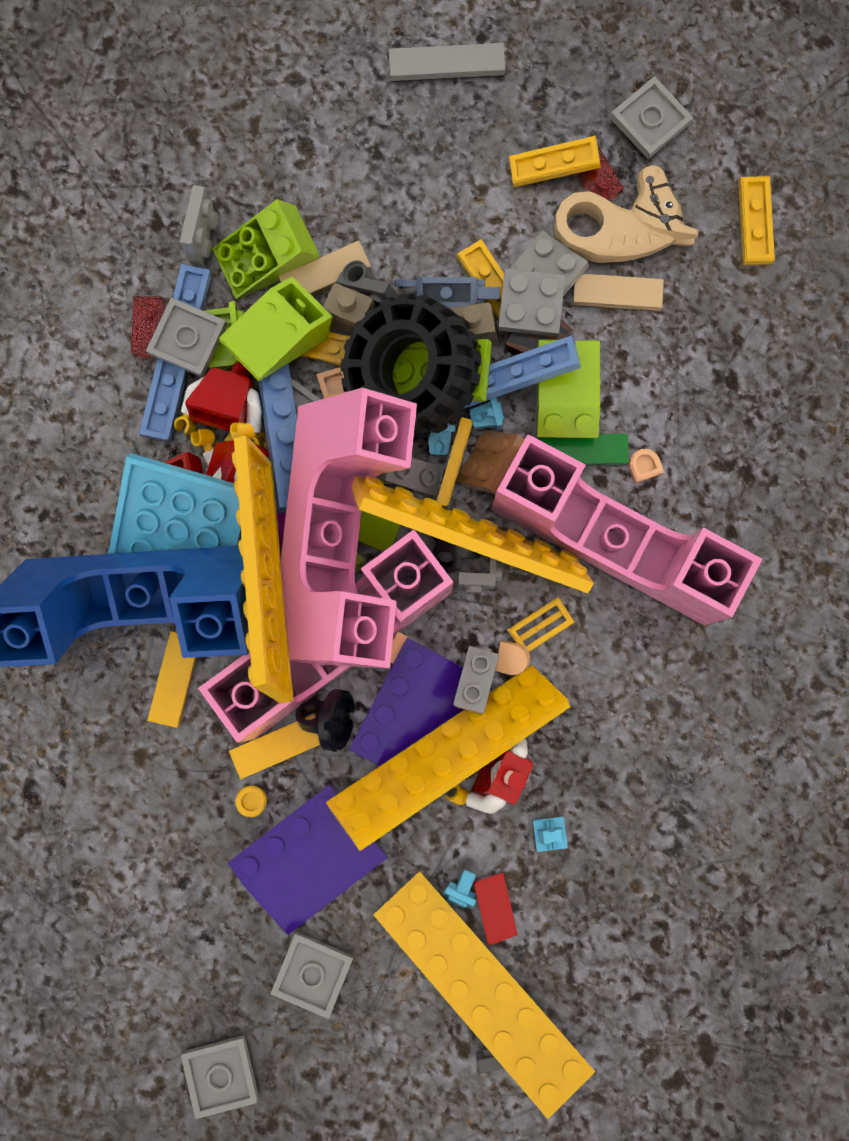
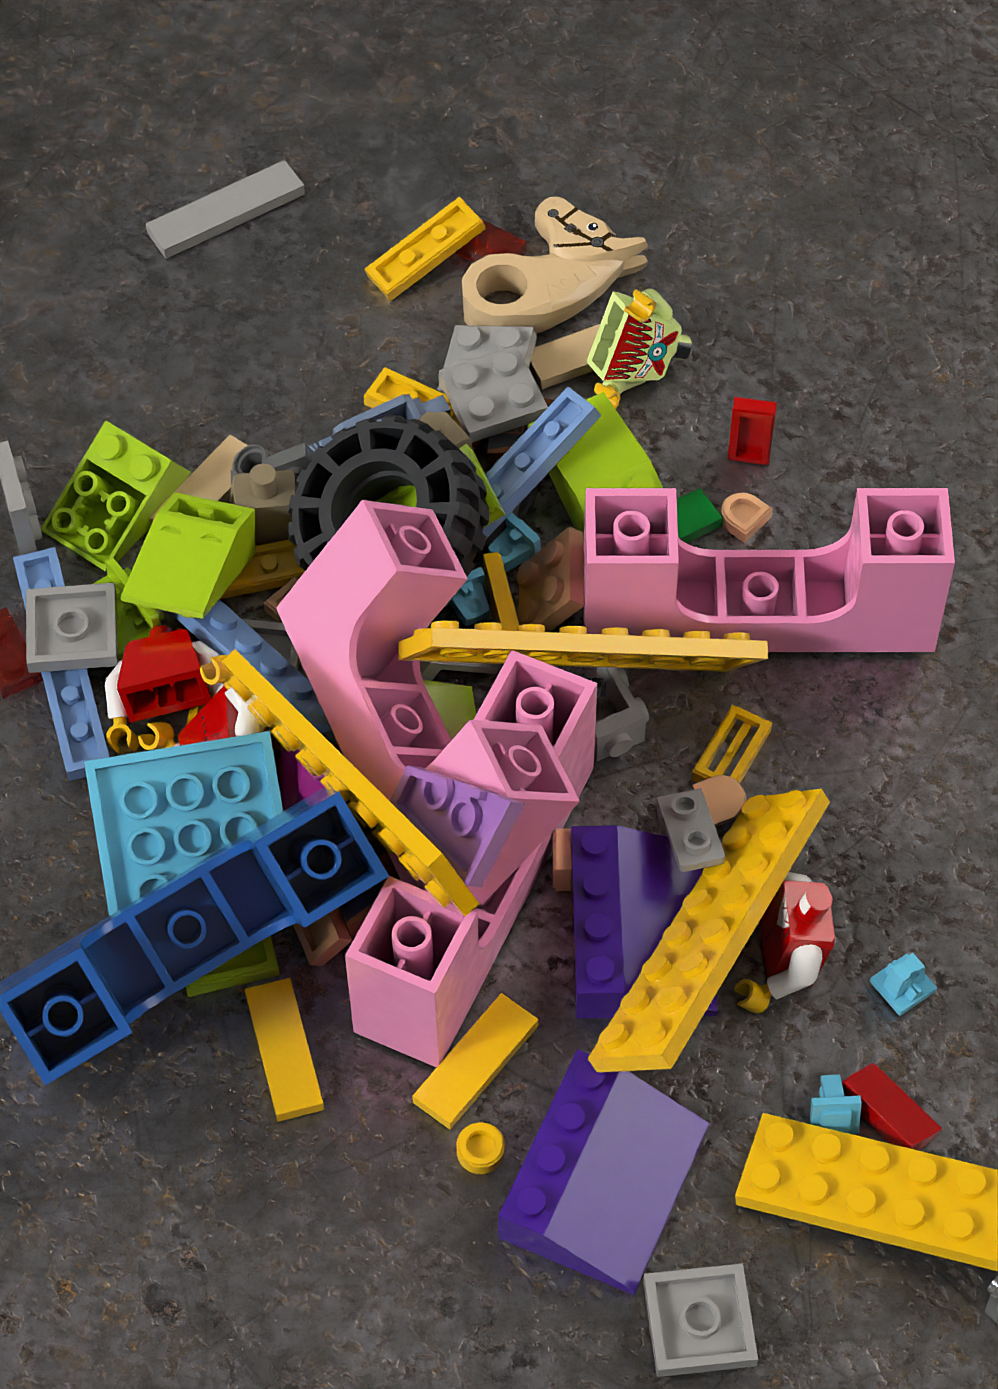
camera: 30 degrees left, 25 degrees down
(301, 647) = (457, 819): none -> medium lavender wing
(332, 721) = (523, 979): black tile -> none
(642, 310) = (635, 342): none -> torso
(651, 117) = (512, 159): light grey plate -> none
(681, 415) = (751, 430): none -> red tile
(756, 220) = (705, 208): yellow tile -> none

